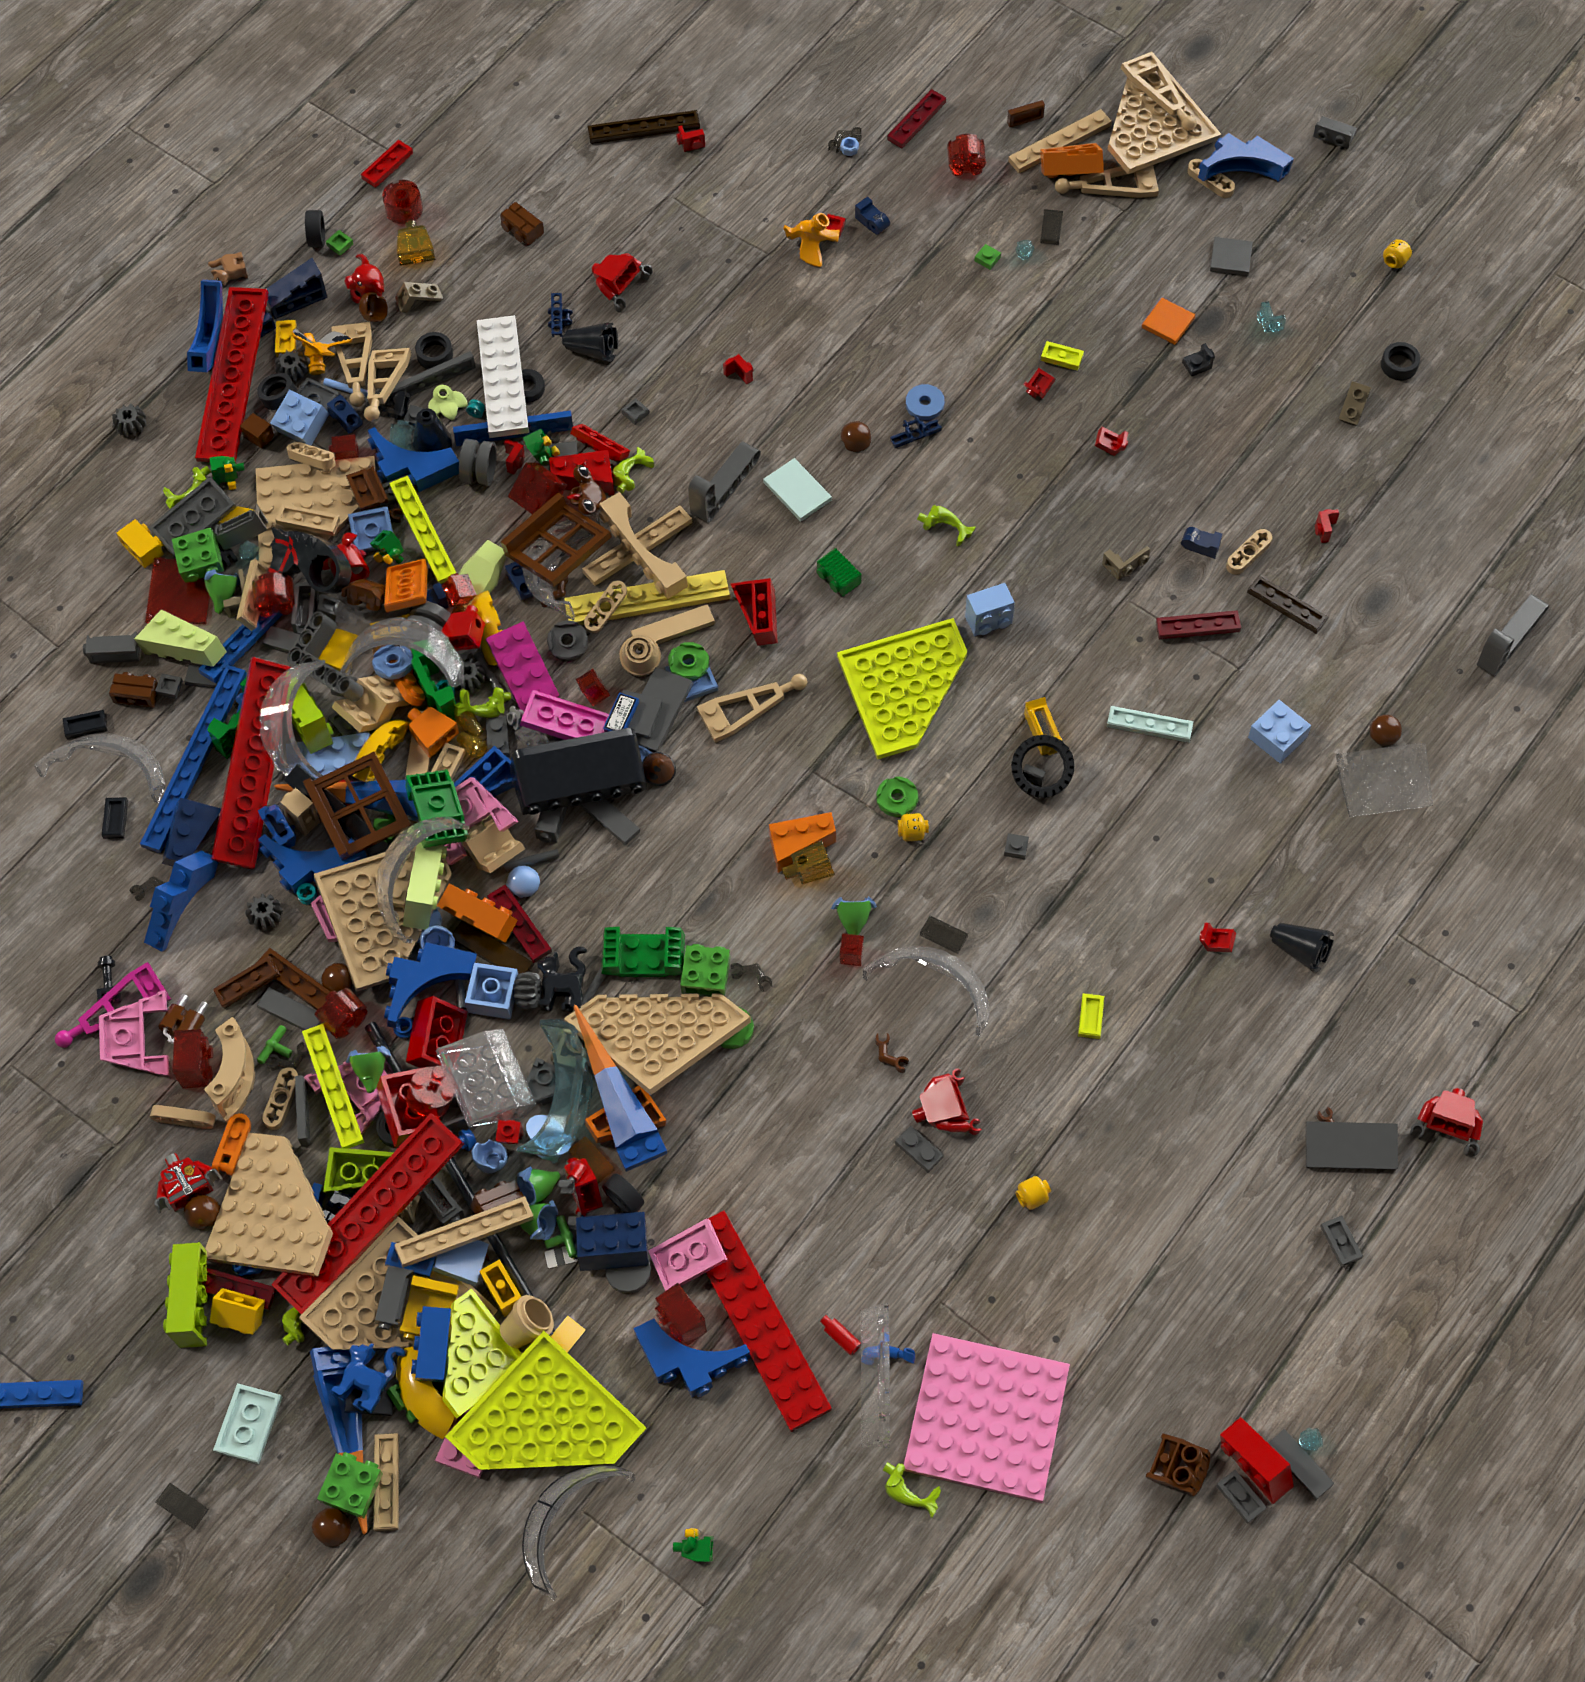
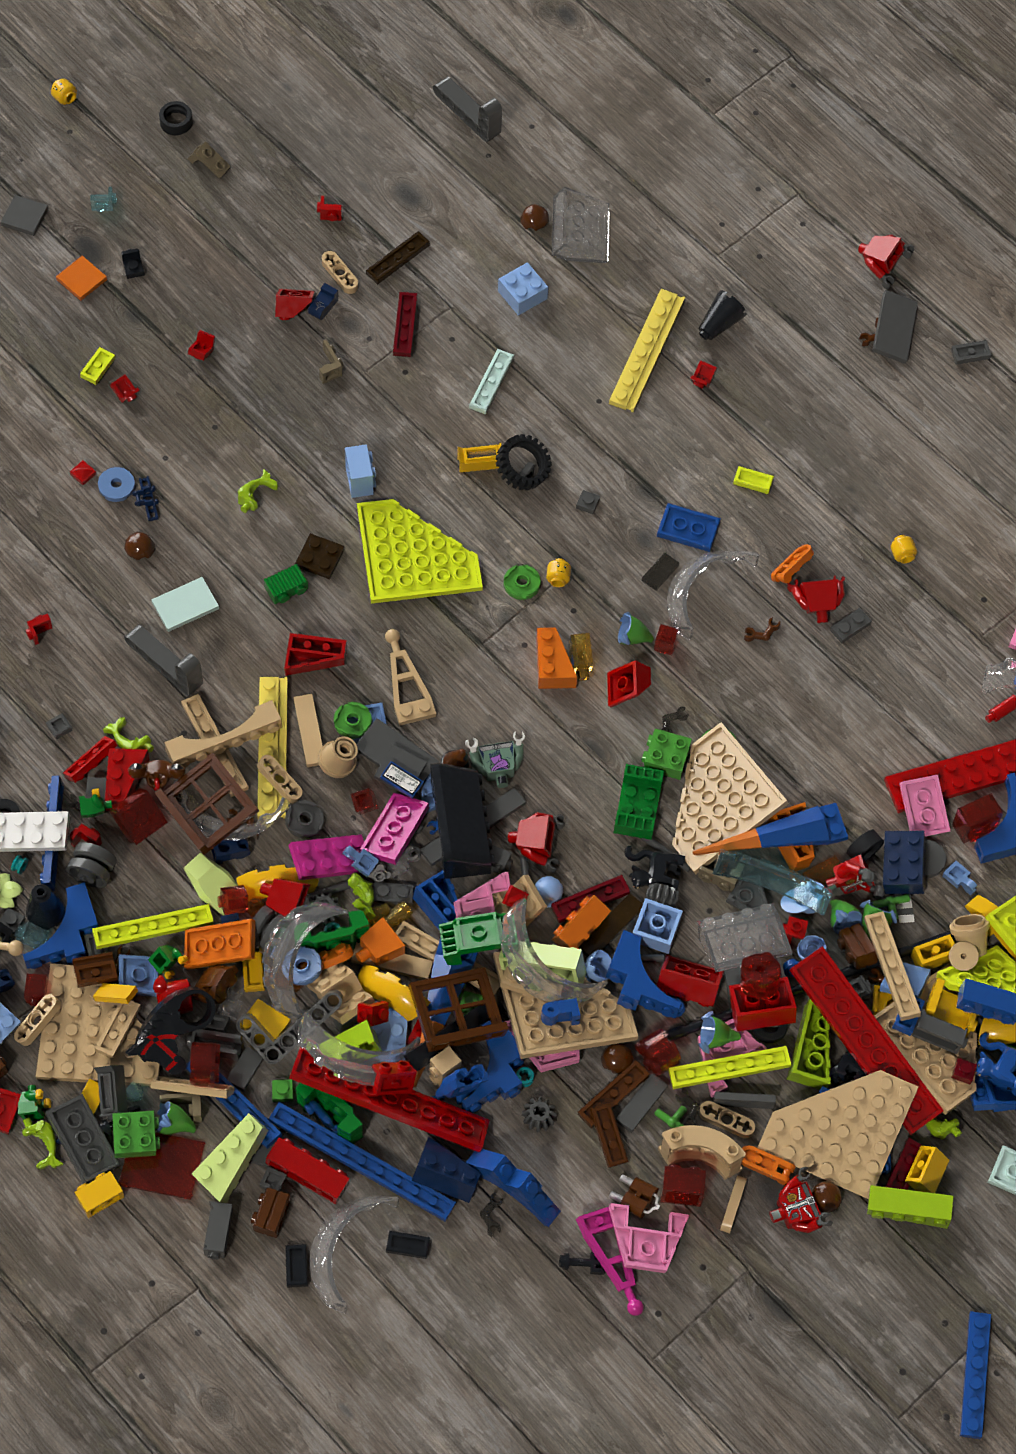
camera: 85 degrees left, 0 degrees up
(179, 711) = (307, 1170): none -> red brick
(270, 756) = (393, 1078): none -> red bracket
(340, 508) = (115, 993): none -> yellow tile
(344, 732) = (374, 1013): none -> red bracket
(352, 1331) = (964, 1071): none -> dark red plate
(367, 899) = (561, 1011): none -> blue leg
(490, 837) = (513, 895): none -> red tile
(494, 1314) = (963, 956): none -> tan piece
(518, 694) = (363, 861): none -> medium blue plate
(579, 856) = (536, 838): none -> torso
(609, 1307) = (959, 875): none -> medium blue plate
(667, 804) = (497, 760): none -> sand green torso
(788, 920) = (627, 682): none -> red slope
(883, 599) = (319, 556): none -> dark brown plate
(931, 370) = (83, 472): none -> red tile
(983, 1072) = (792, 564): none -> orange plate
(1009, 955) = (688, 527): none -> blue tile
(1193, 509) = (291, 302): none -> red slope
(1239, 876) = (647, 350): none -> light yellow plate

